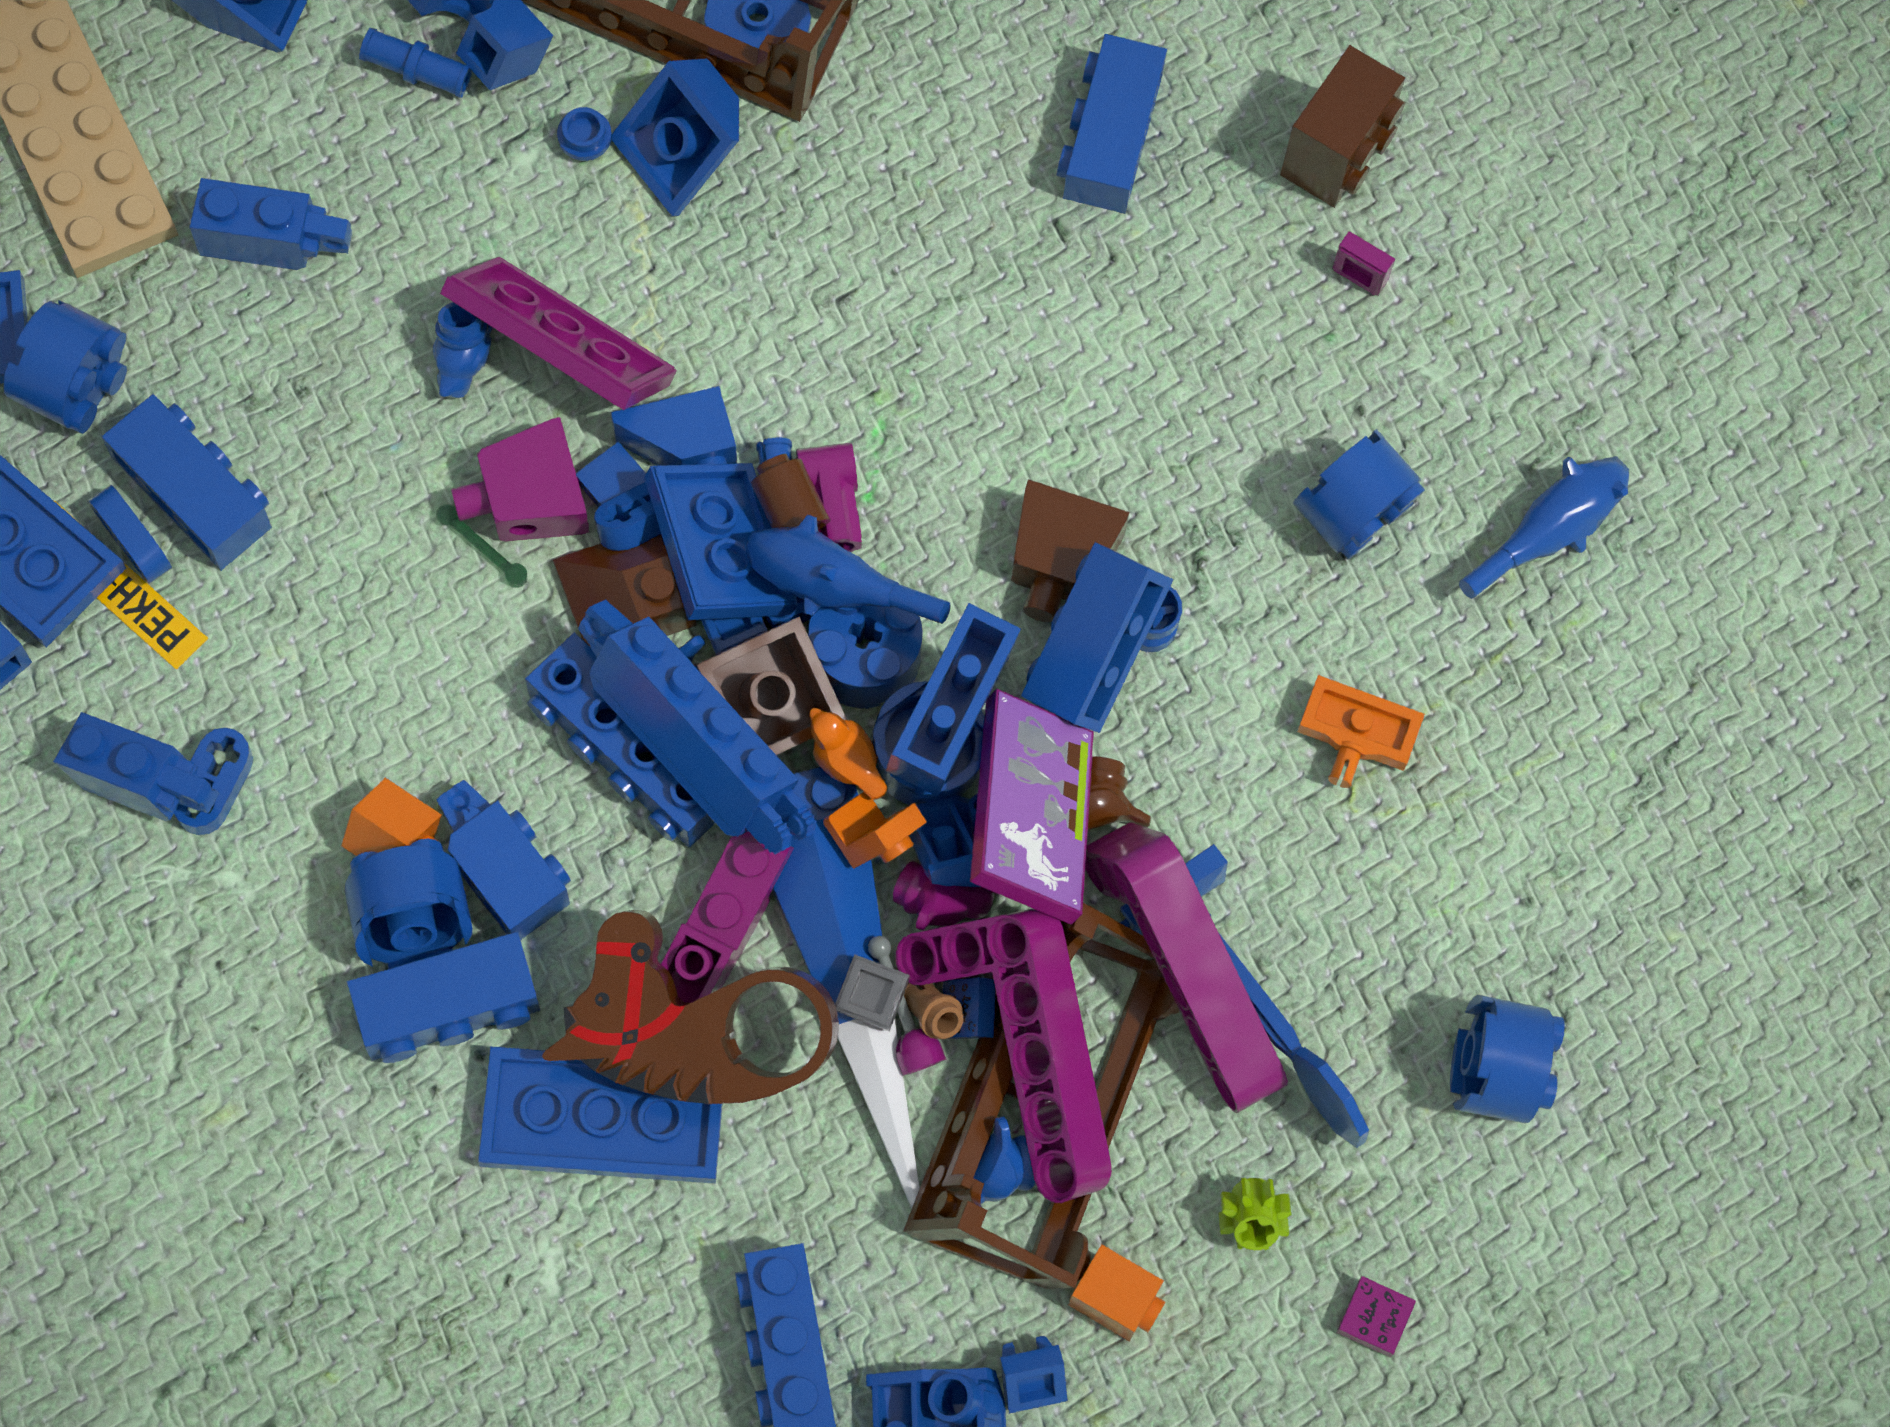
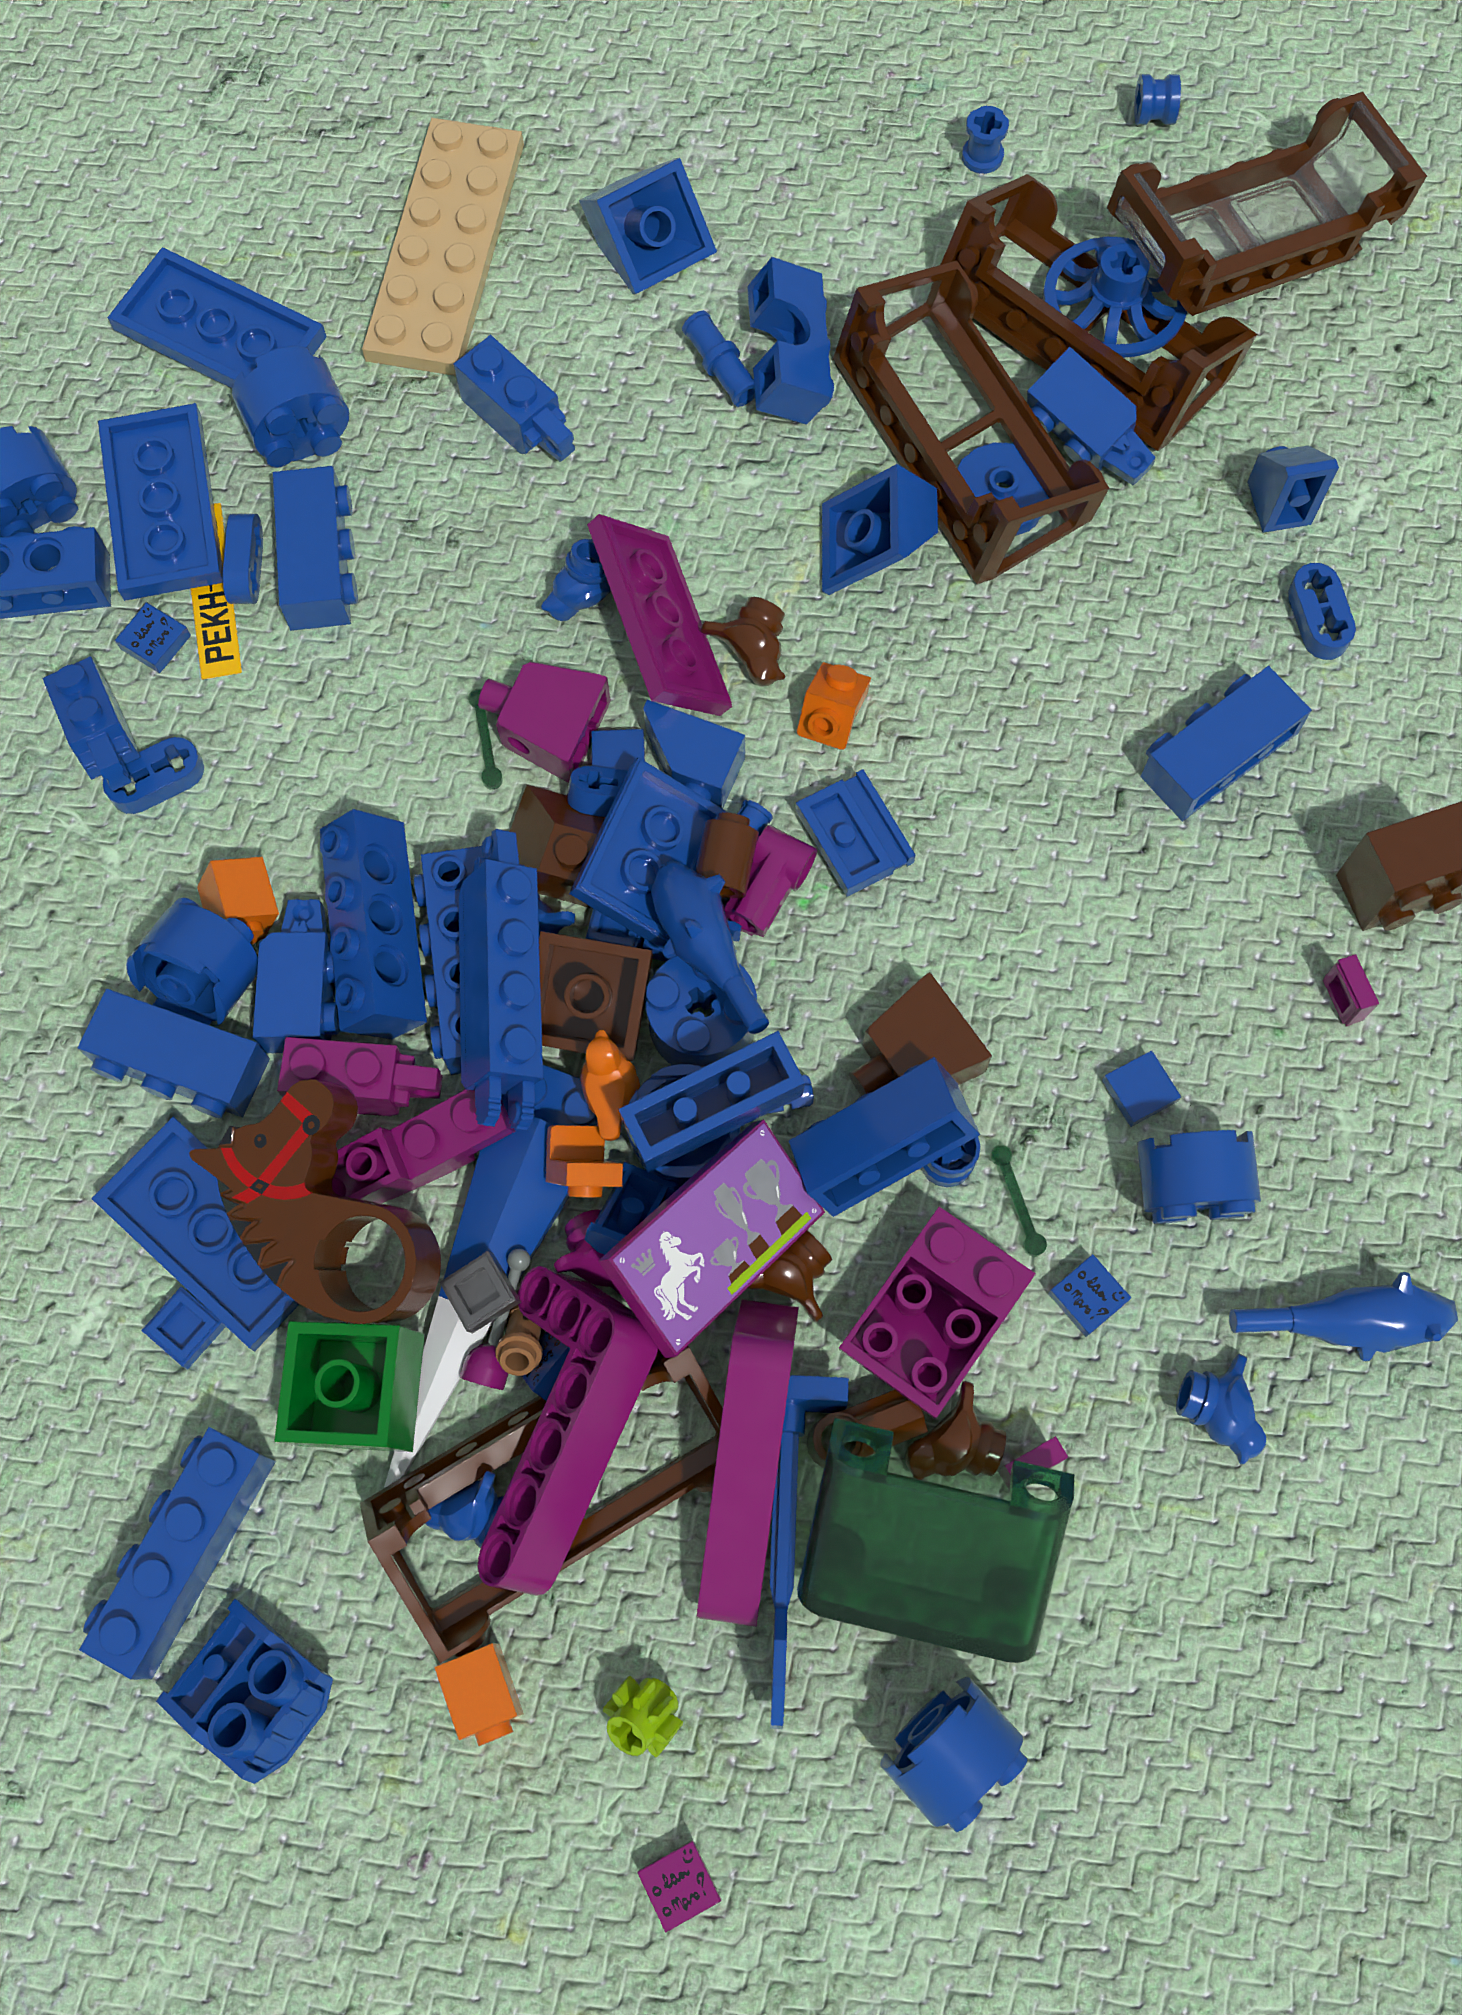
camera: 45 degrees right, 0 degrees up
(102, 662) = (153, 637): none -> blue tile
(529, 767) = (372, 925): none -> blue brick
(584, 134) = (803, 487): blue plate -> none
(634, 883) = (372, 1072): none -> magenta hinge
(640, 1209) = (183, 1328): none -> blue tile
(652, 298) = (754, 638): none -> reddish brown animal
(764, 310) = (832, 705): none -> orange bracket
(828, 1142) = (350, 1386): none -> green brick
(869, 407) = (855, 833): none -> blue plate
(1033, 1376) = (358, 1708): blue tile -> none
(1240, 743) = (937, 1312): none -> magenta slope
(1254, 876) = (886, 1411): none -> reddish brown piece
(1259, 458) = (1141, 1088): none -> blue tile
(1268, 642) = (1034, 1243): none -> clear green hinge
(1331, 835) = (958, 1443): none -> reddish brown animal
(1342, 651) = (1089, 1295): none -> blue tile
(1359, 727) = (1053, 1370): orange plate -> none
(1376, 924) = (932, 1555): none -> clear green windscreen
(1399, 809) = (1045, 1455): none -> magenta tile
(1507, 663) = (1223, 1409): none -> blue animal

